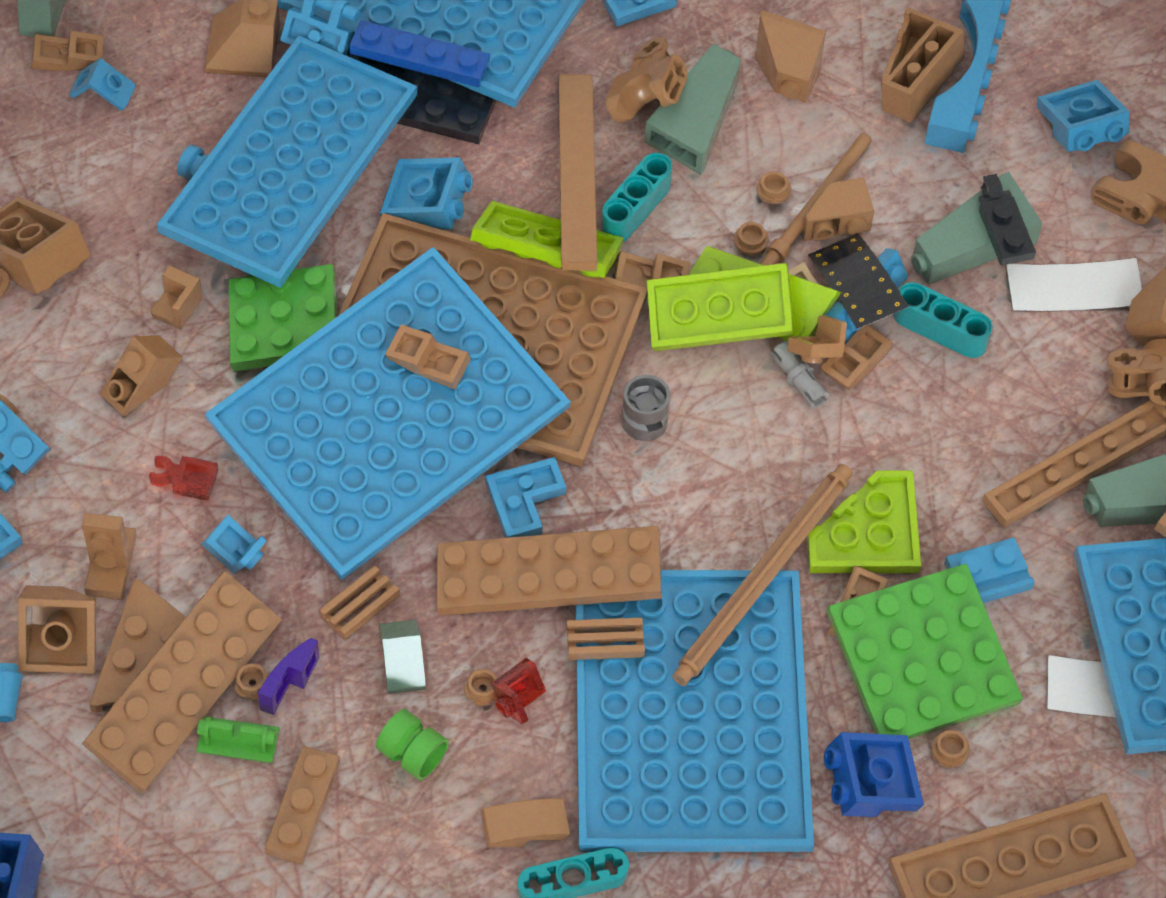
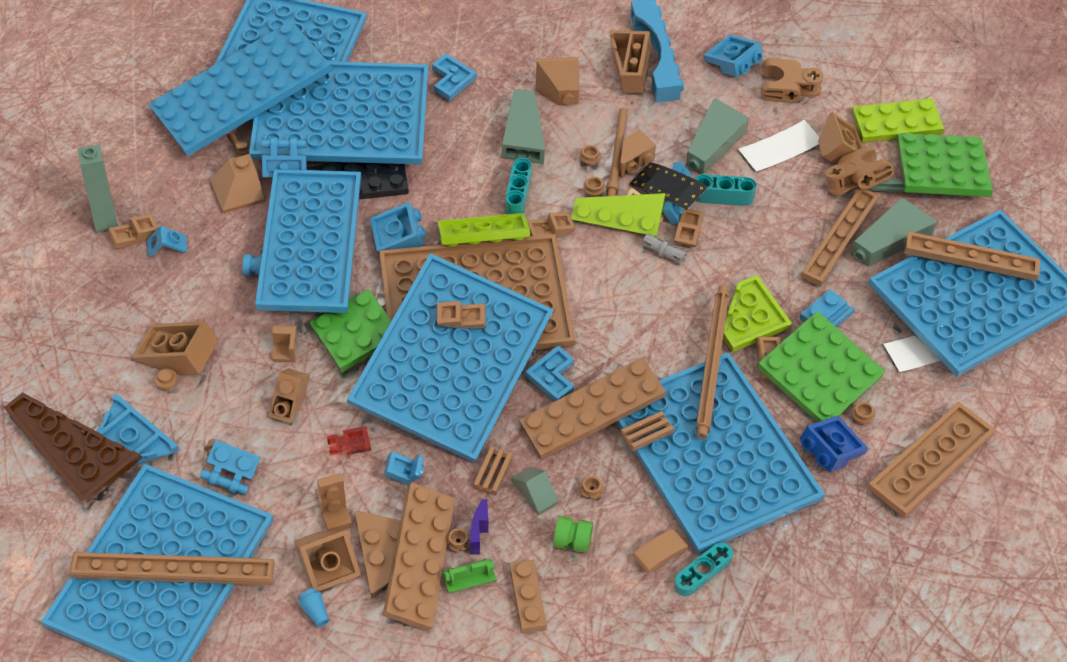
camera: 25 degrees left, 5 degrees down
(419, 53) = (352, 153): blue plate -> none
(518, 689) = (613, 480): clear red bracket -> none
(577, 173) = (480, 186): medium nougat tile -> none
(645, 407) = (593, 298): flat silver wheel -> none
(650, 78) = (489, 120): medium nougat piece -> none
(720, 307) = (603, 228): lime plate -> none
(826, 344) = (672, 223): medium nougat bracket -> none
(1004, 223) = (730, 124): black hinge -> none

